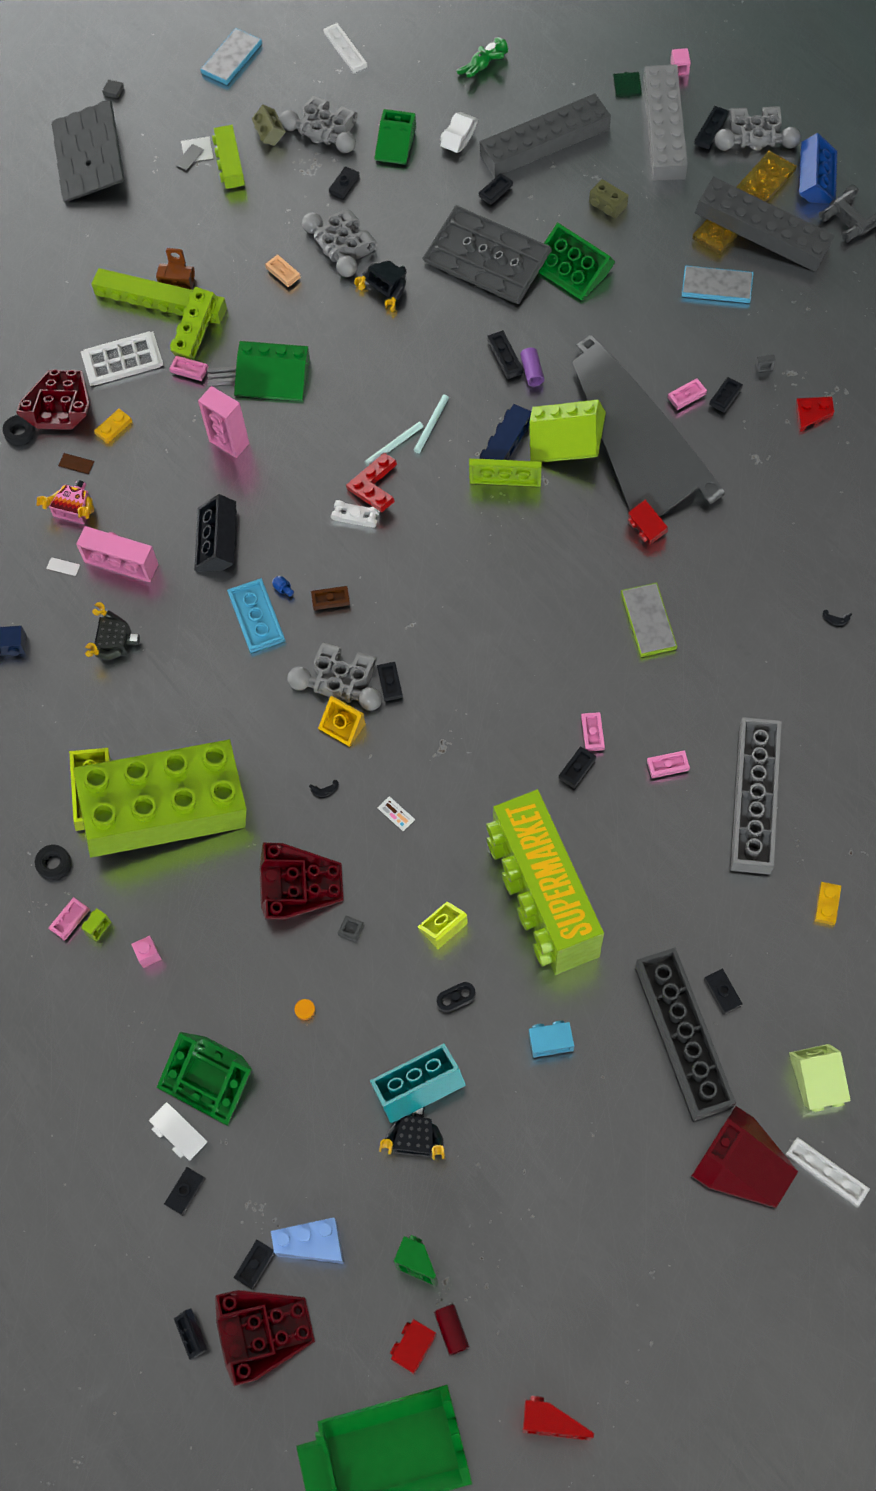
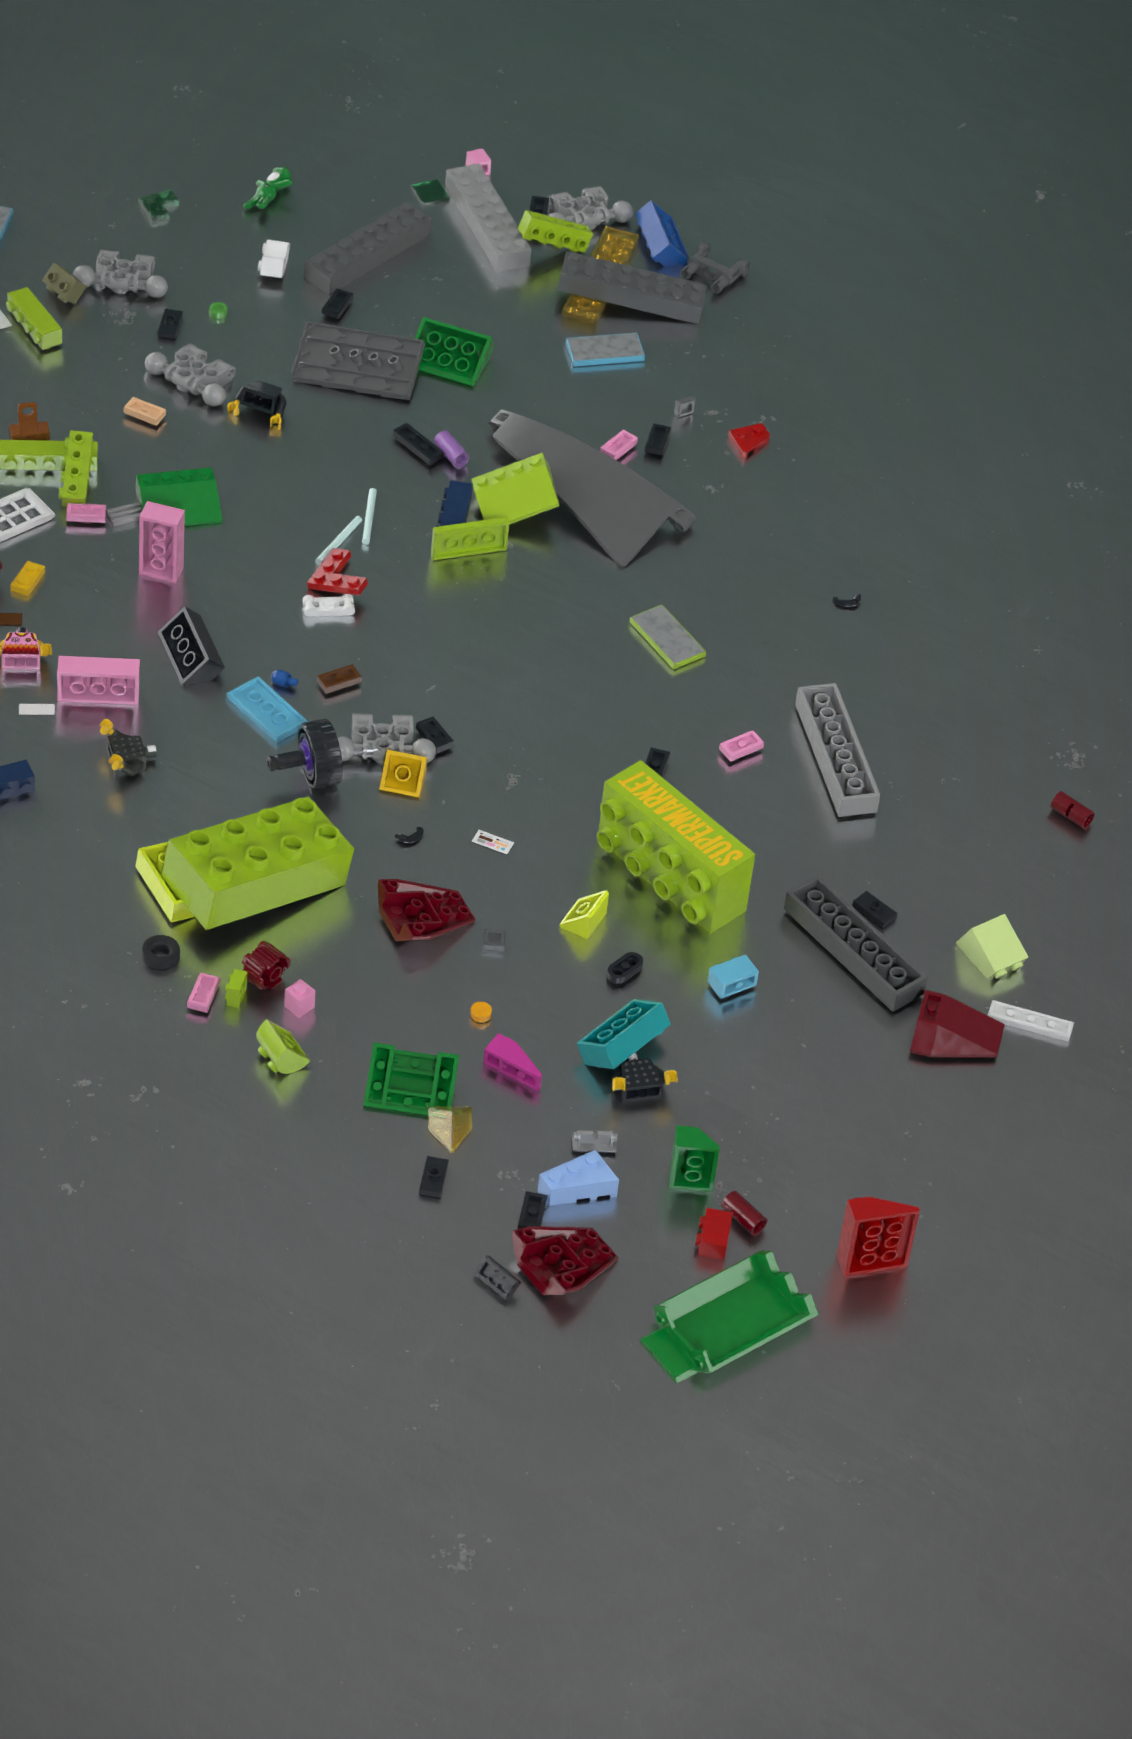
camera: 30 degrees left, 20 degrees down
(107, 1005) = (281, 1048): none -> lime brick
(127, 910) = (265, 966): none -> dark red brick
(177, 1131) = (406, 1127): white brick -> none
(222, 1136) = (450, 1125): none -> clear yellow slope
(265, 686) = (317, 754): none -> black wheel
(305, 1073) = (512, 1061): none -> dark pink slope
(345, 48) = (109, 203): white tile -> none
(346, 1195) = (588, 1141): none -> light grey hinge
(383, 54) = (156, 205): none -> clear green tile
(391, 176) = (218, 310): none -> bright green tile
(395, 136) = (208, 272): green slope -> none
(592, 731) = (656, 734): bright pink plate -> none
(608, 198) = (460, 292): olive brick -> none
(647, 522) = (631, 554): red brick -> none
(716, 150) = (555, 231): none -> lime brick
(827, 903) = (940, 822): yellow plate -> none

